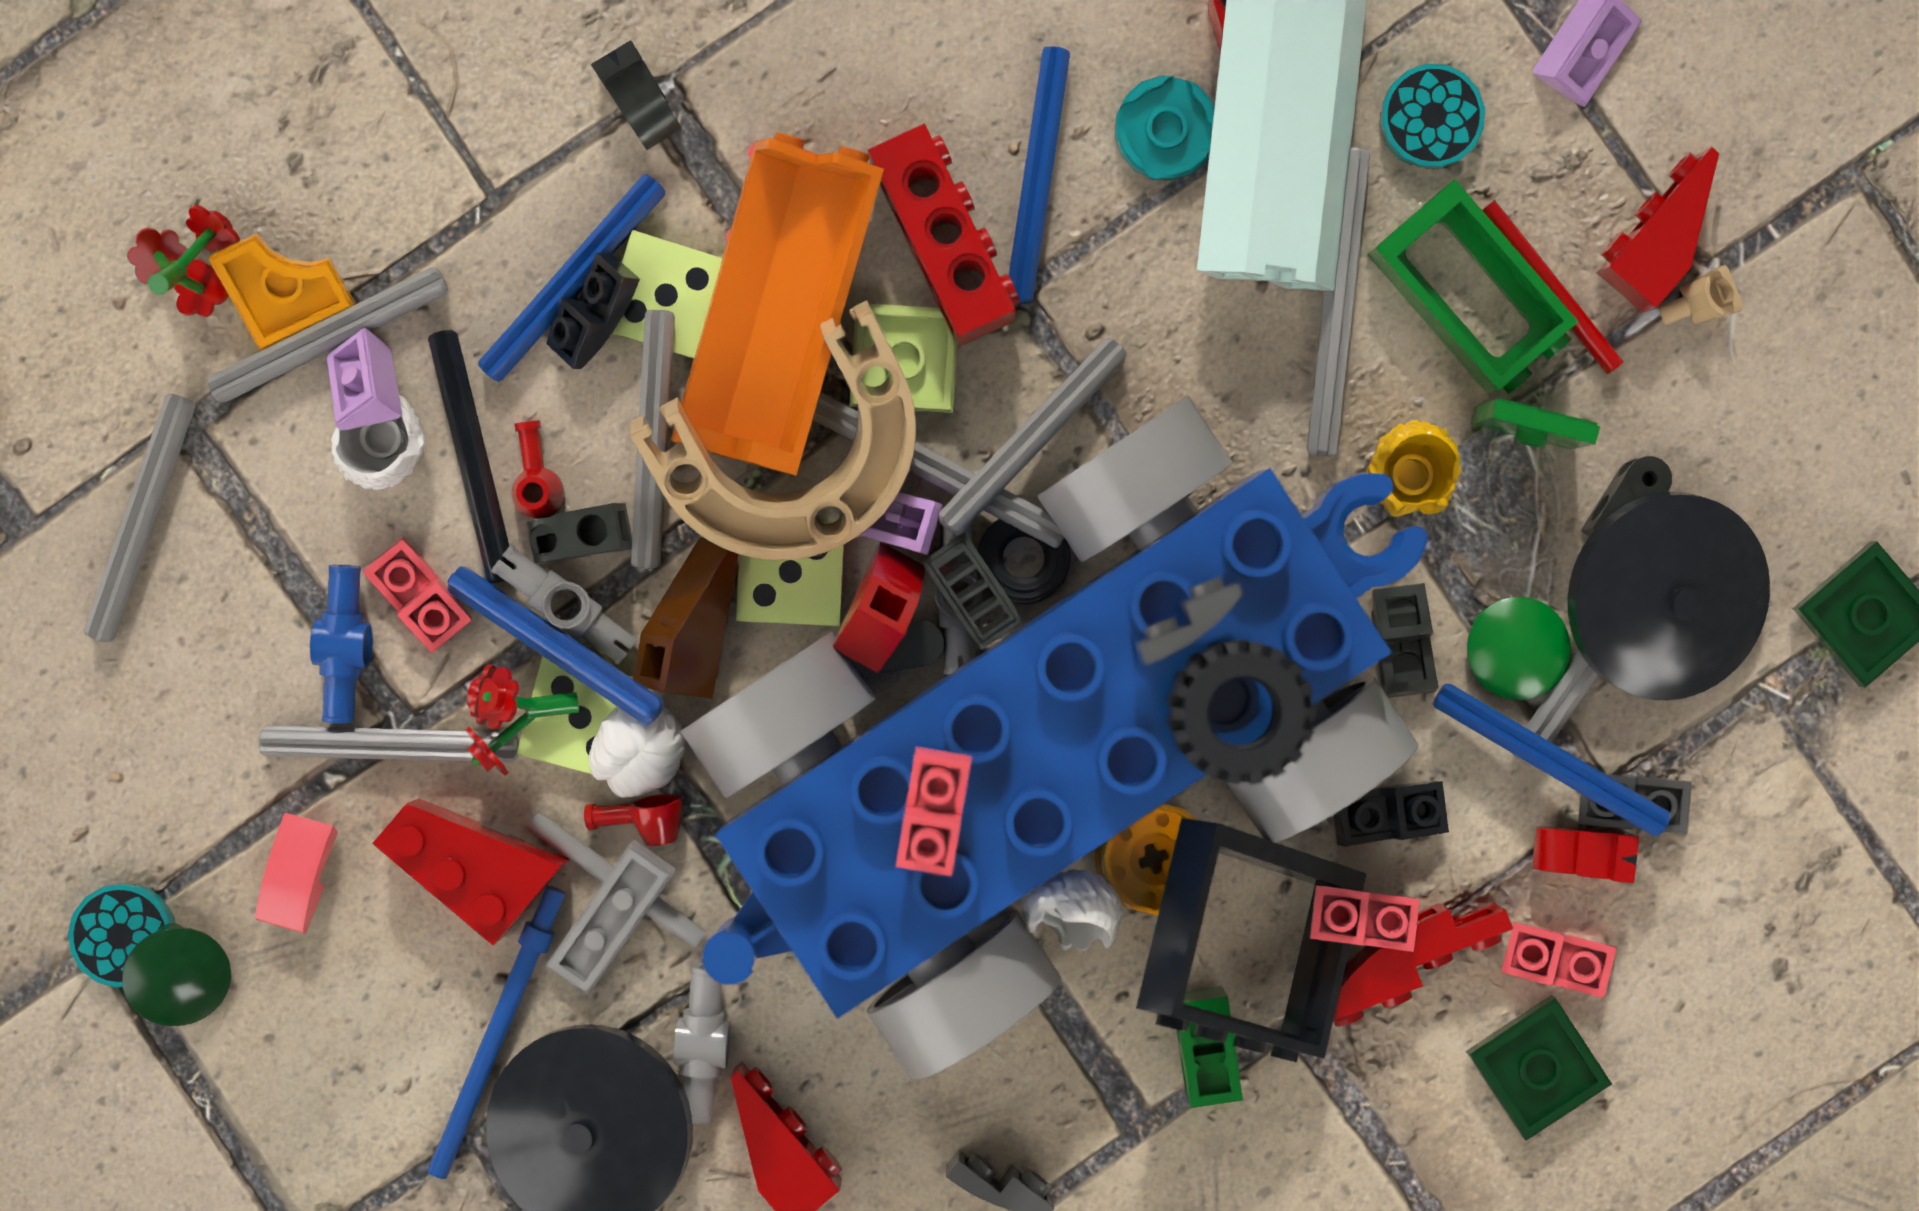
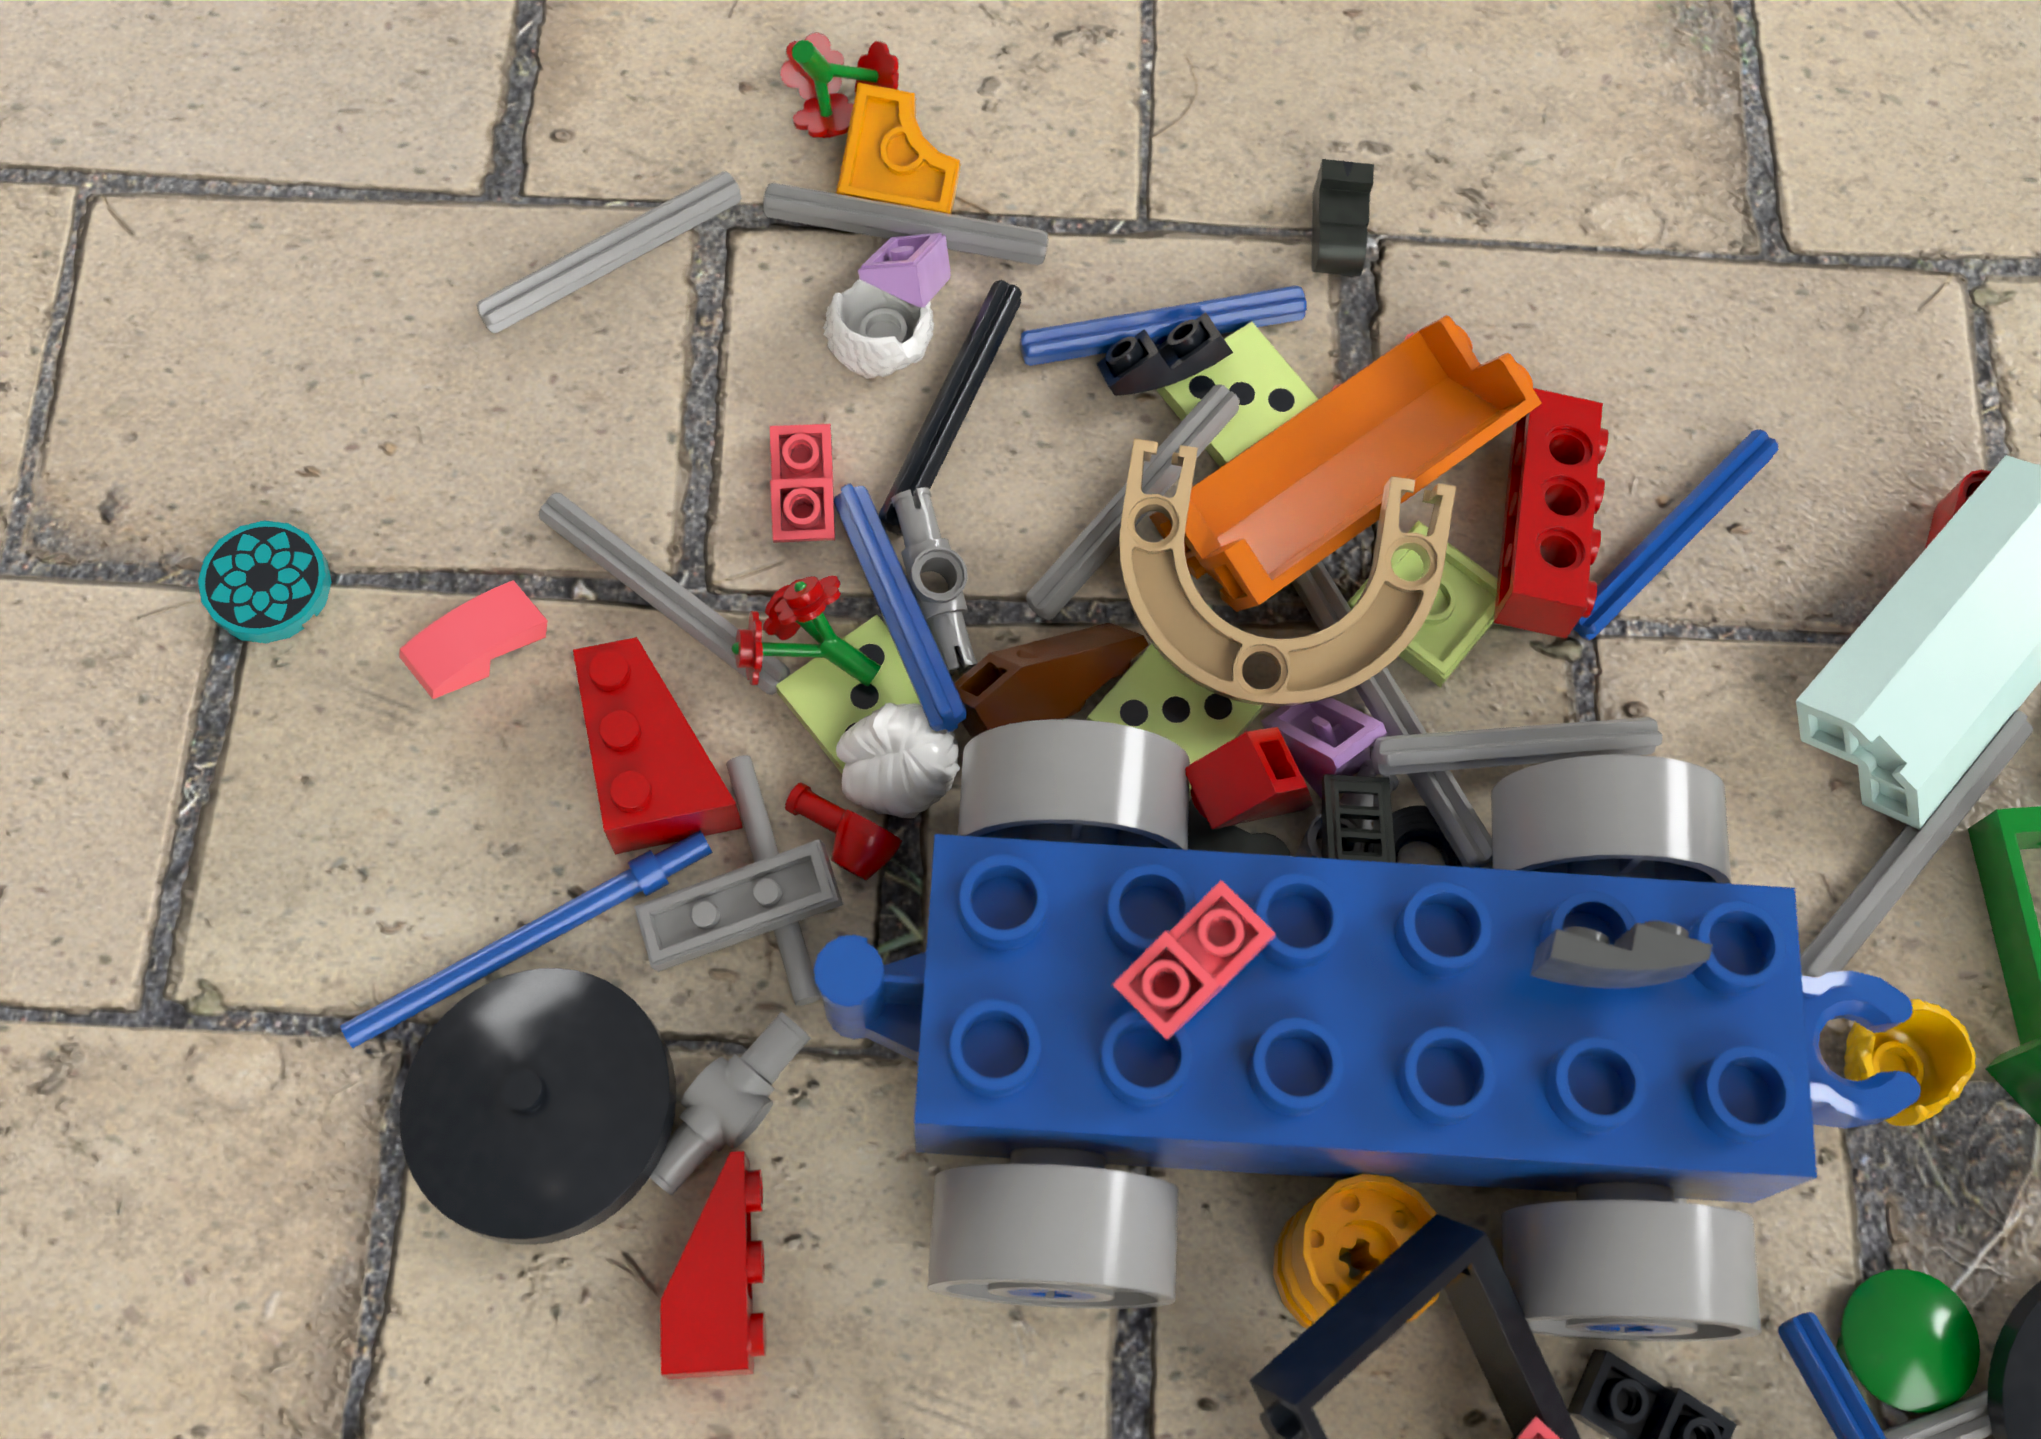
camera: 30 degrees right, 20 degrees down
(176, 976) = (278, 649): dark green dish -> none
(341, 643) = (696, 472): blue pin -> none
(535, 473) = (997, 487): red bar -> none
(580, 533) = (1001, 533): pearl dark grey leg -> none
(1077, 907) = (1246, 1233): white hair -> none
(1165, 128) = (1828, 577): teal tile -> none
(1287, 727) = (1670, 1054): black tyre -> none
(1406, 628) = (1787, 1236): pearl dark grey slope -> none

